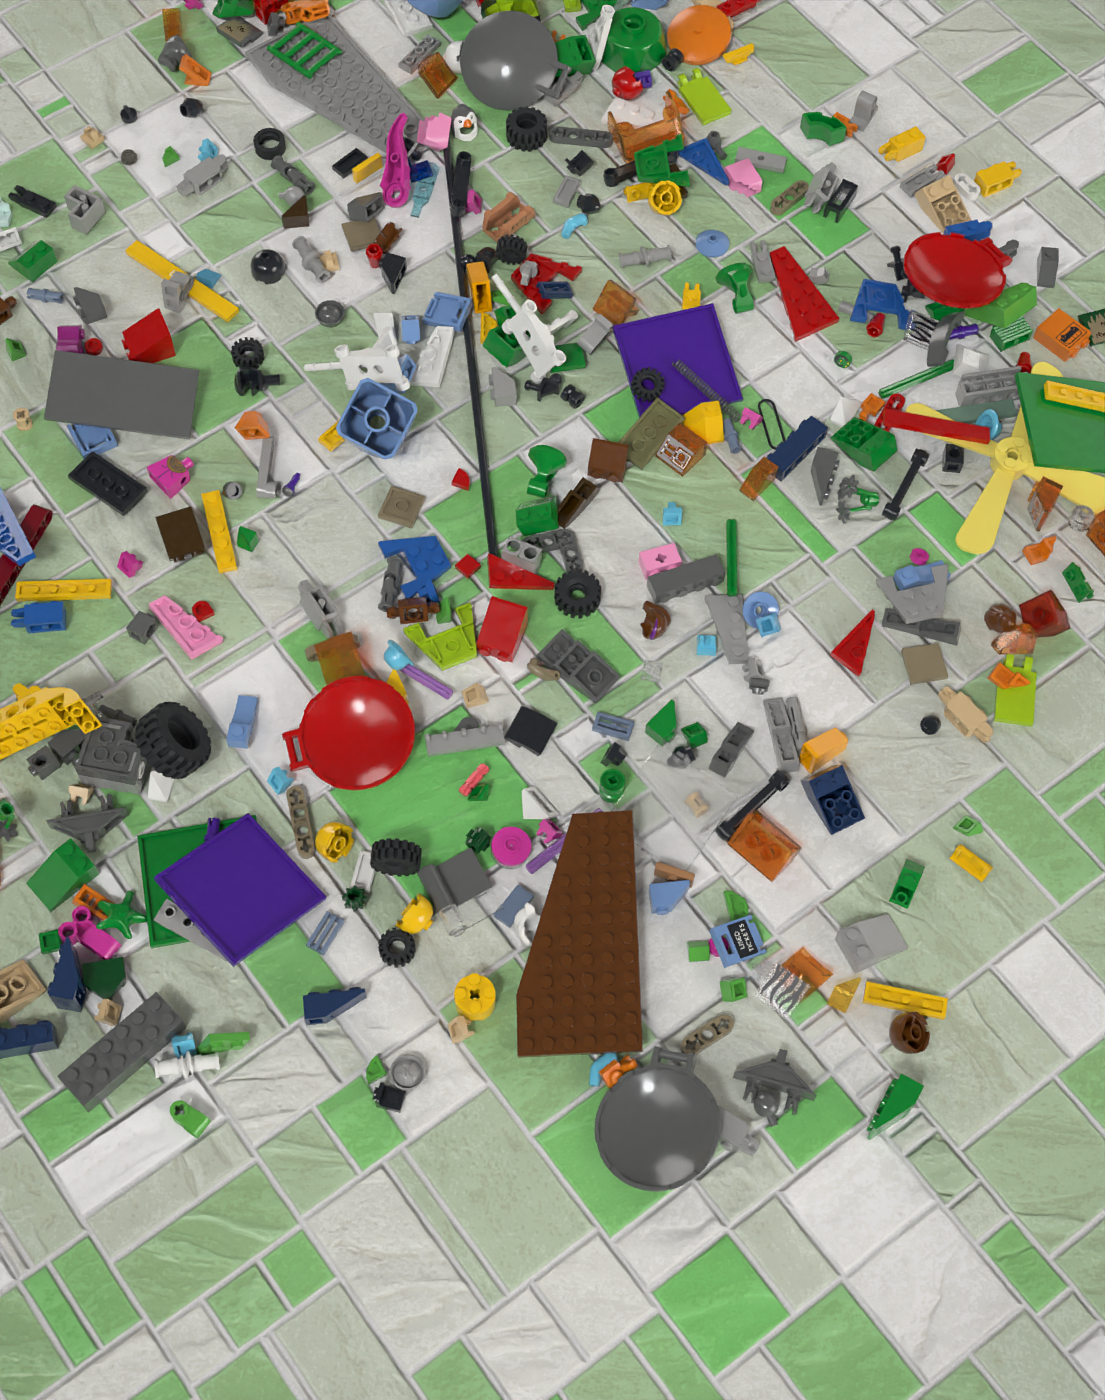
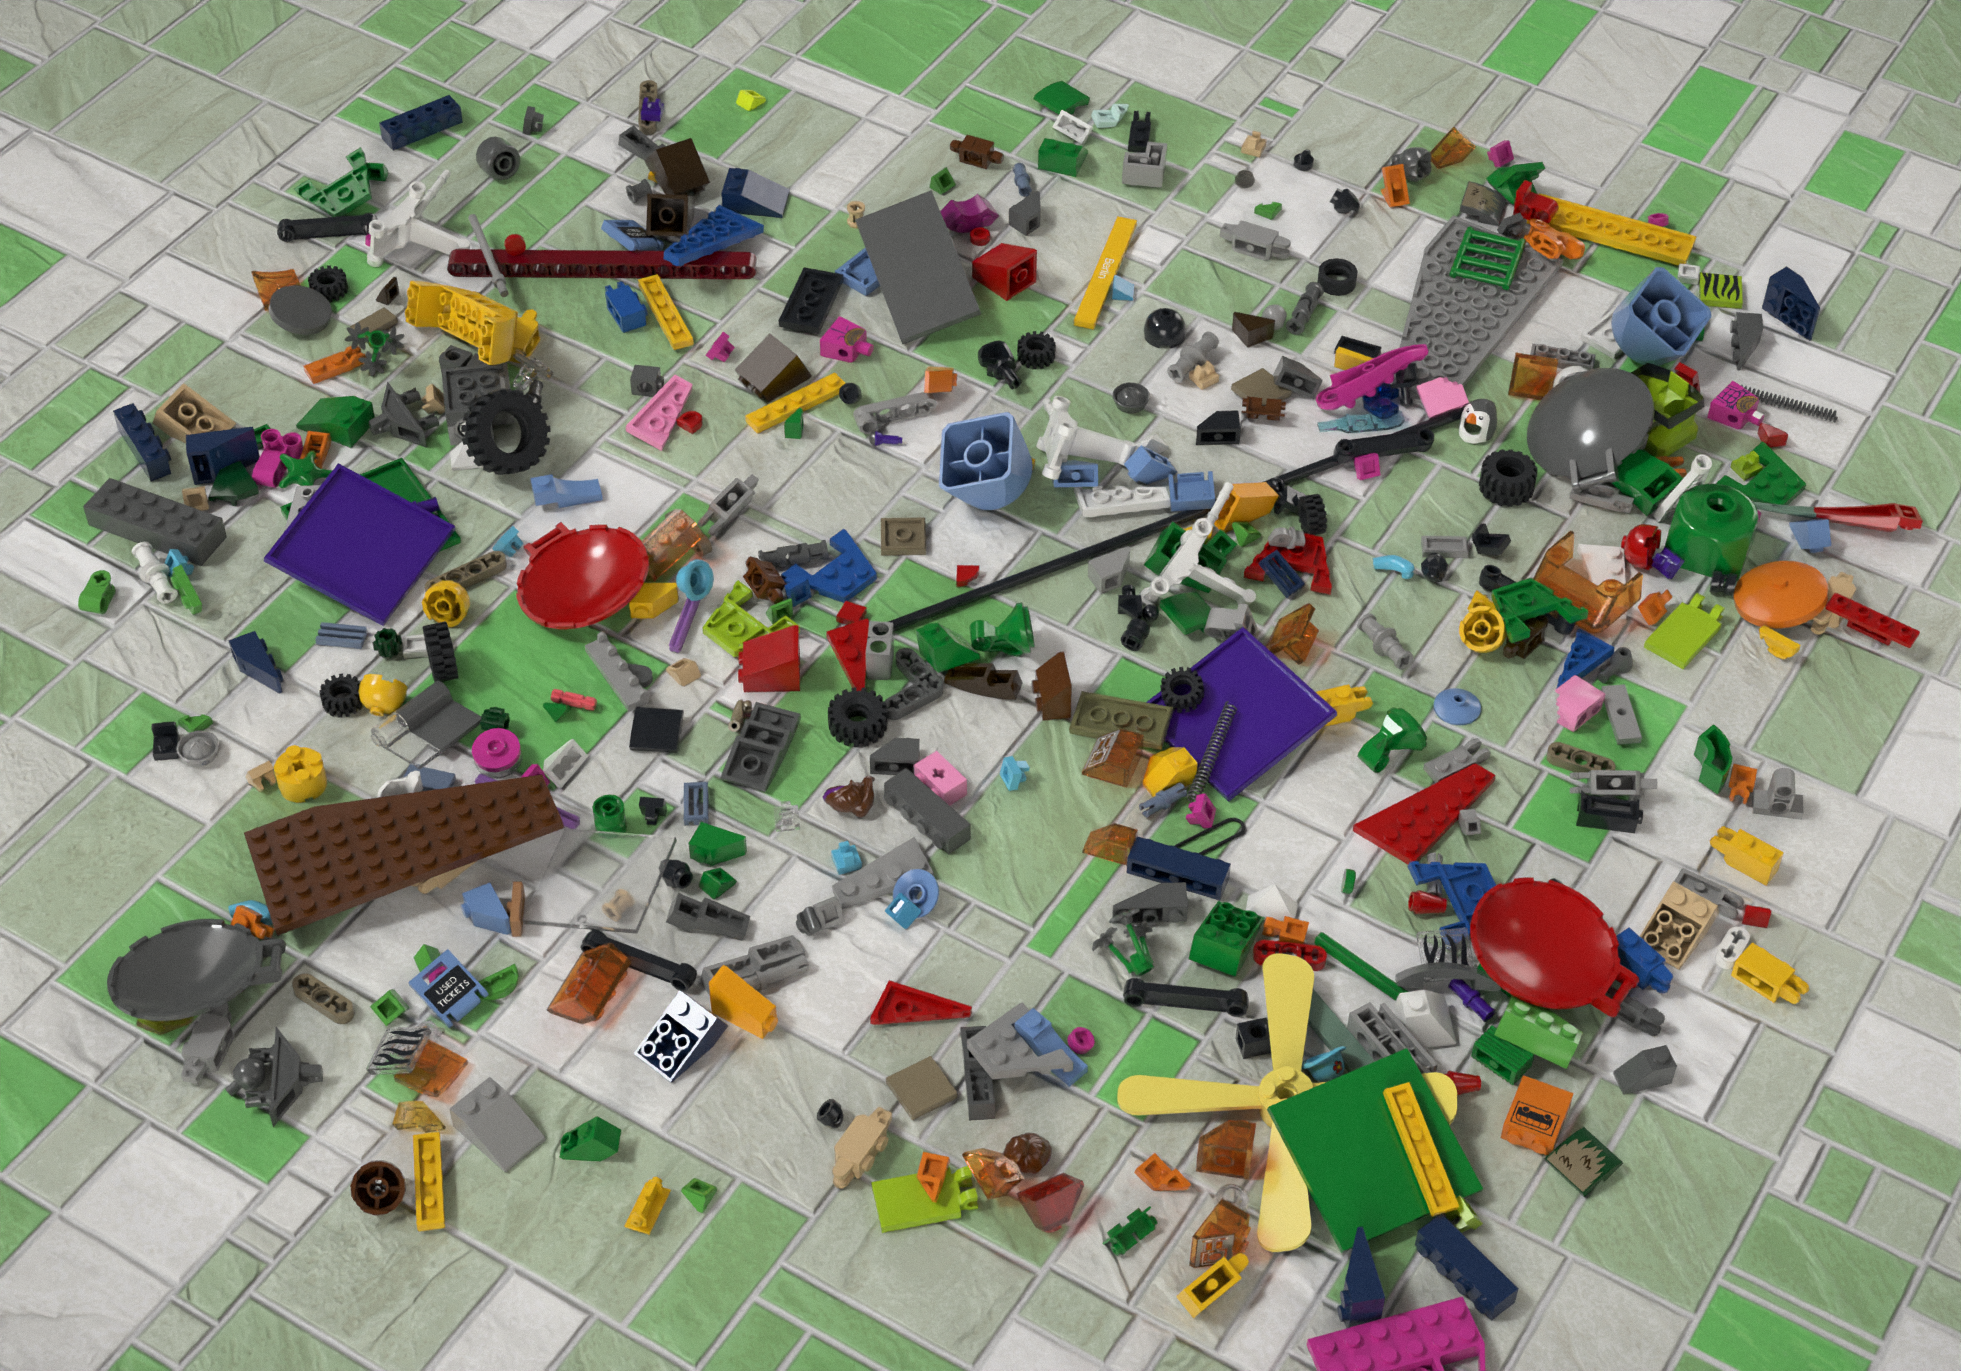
camera: 70 degrees right, 15 degrees down
(176, 290) = (1083, 265): light grey tile -> none
(207, 150) = (1294, 232): medium azure tile -> none
(374, 255) = (1229, 400): red cone -> none
(502, 213) = (1362, 499): nougat piece -> none
(580, 139) = (1533, 535): dark grey beam -> none
(627, 579) = (895, 756): none -> dark grey slope
(731, 540) = (980, 846): green axle -> none
(901, 1099) = (278, 1194): green slope -> none
(936, 426) = (1278, 992): red tile -> none

